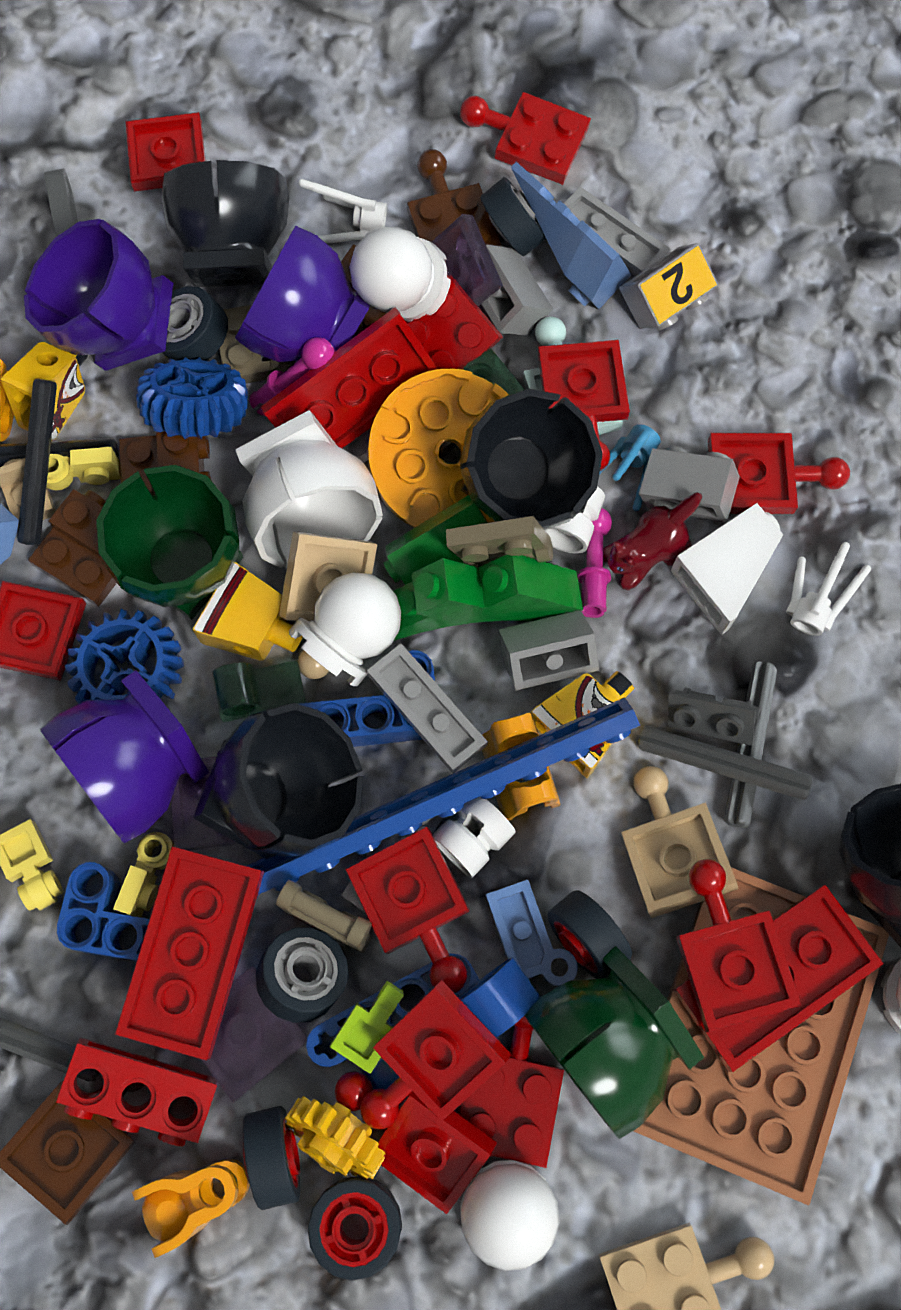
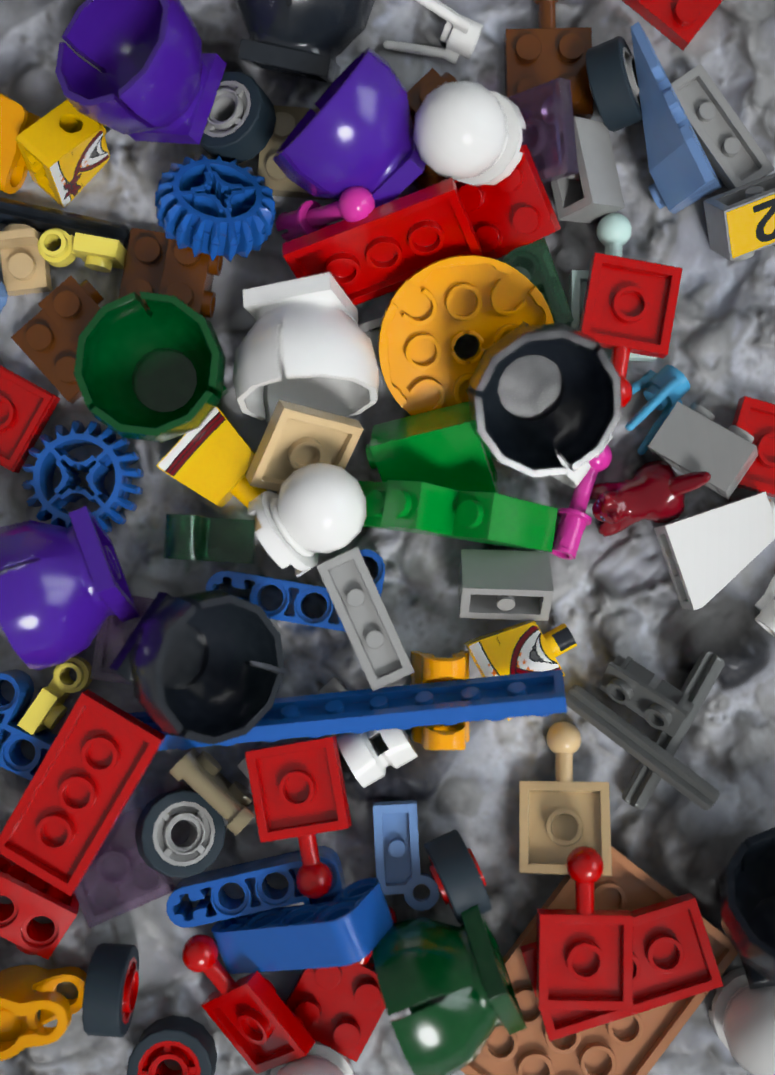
camera: 10 degrees right, 15 degrees up
(36, 461) = (37, 236): black axle -> none
(335, 1138) = (171, 993): yellow gear -> none
(366, 1027) = (226, 913): lime plate -> none
(437, 1054) = (280, 962): red plate -> none
(489, 541) = (496, 481): dark tan plate -> none

